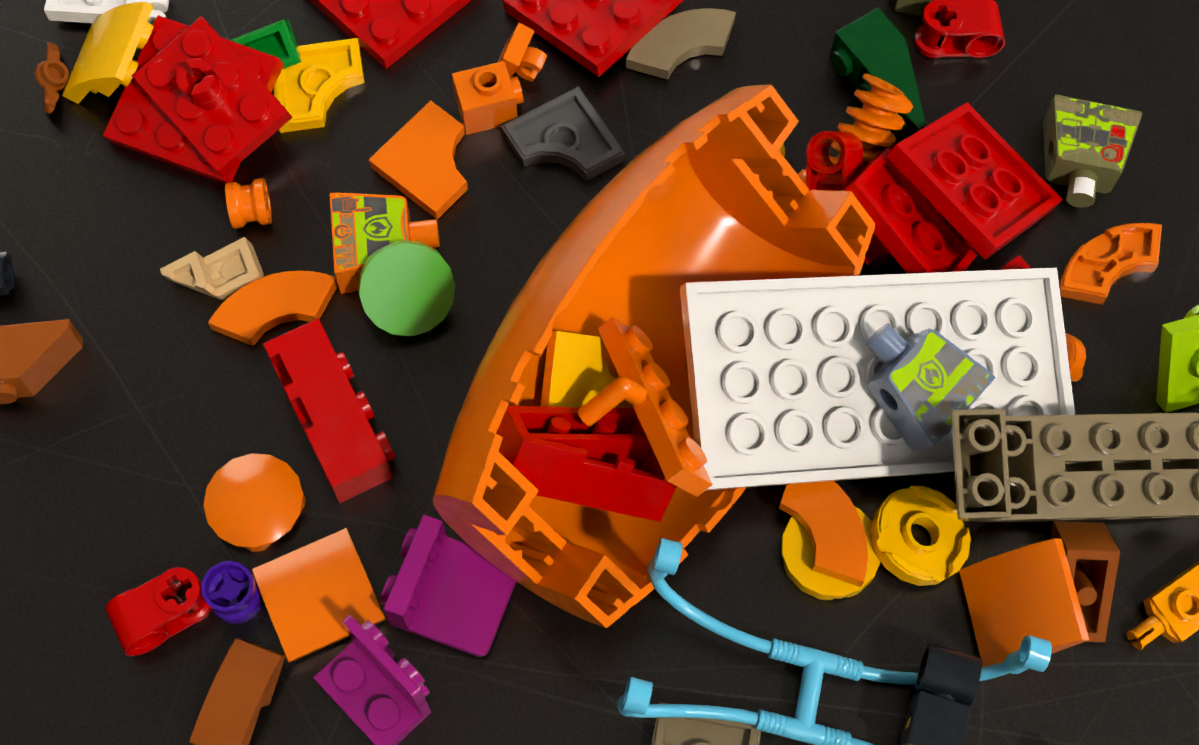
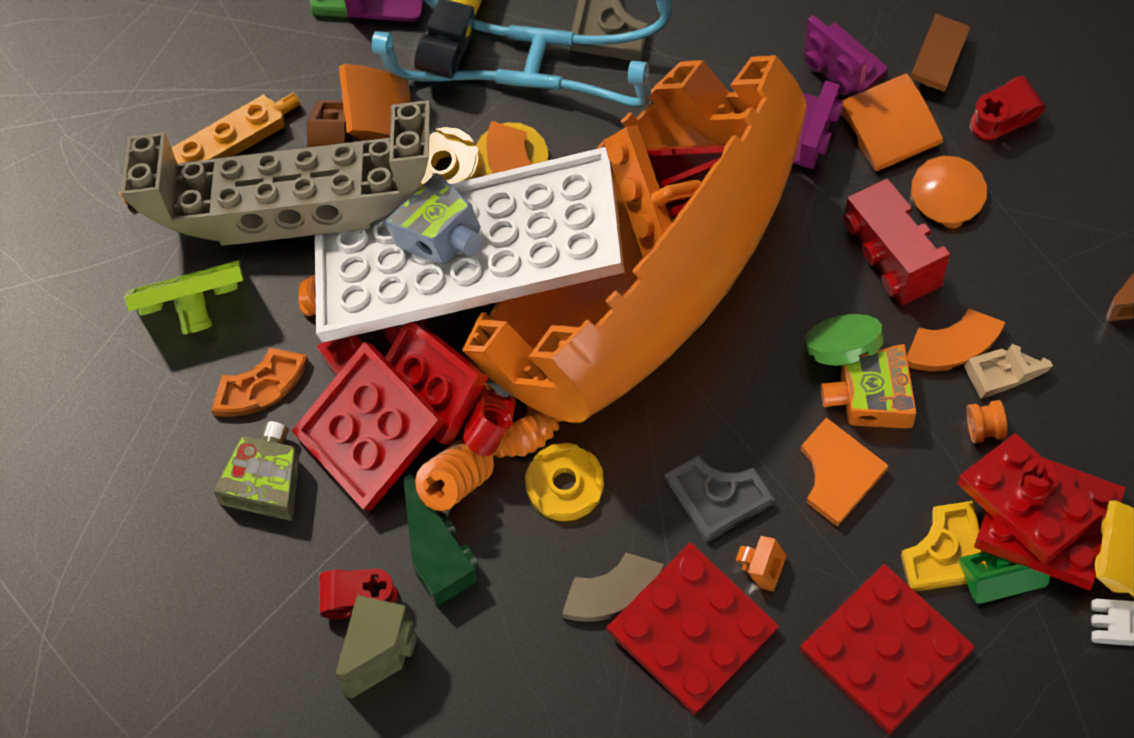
camera: 175 degrees left, 0 degrees up
(225, 583) = (960, 113): dark purple wheel -> none
(486, 97) = (789, 519): orange brick -> none

